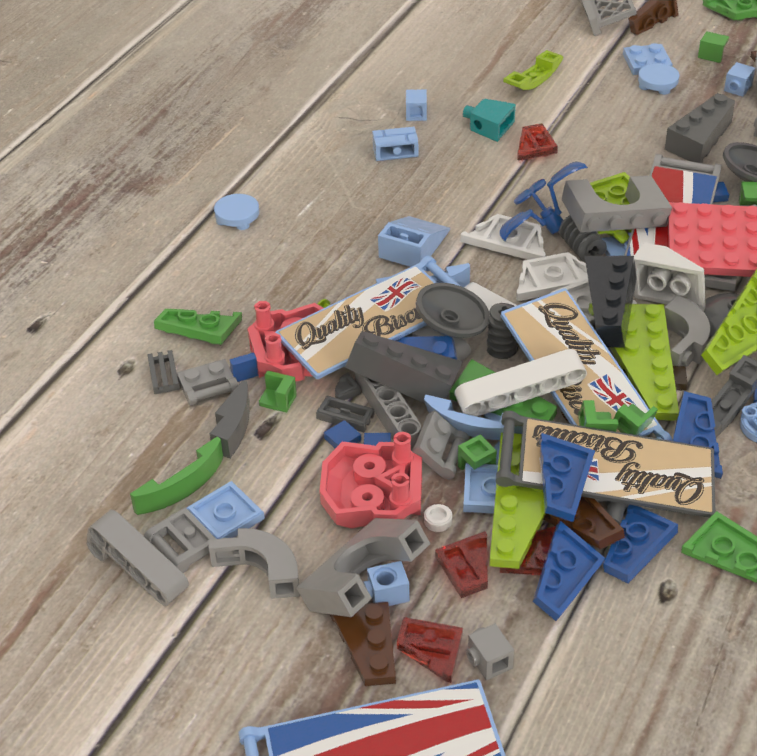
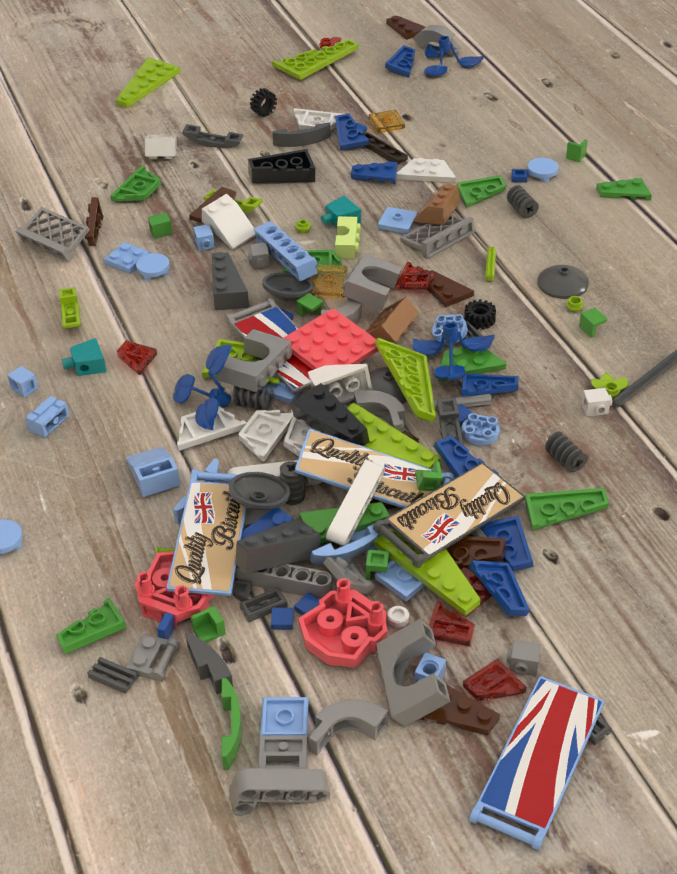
camera: 50 degrees left, 0 degrees up
(563, 475) = (448, 533): blue wing -> none
(600, 420) = (411, 493): bright green panel -> none

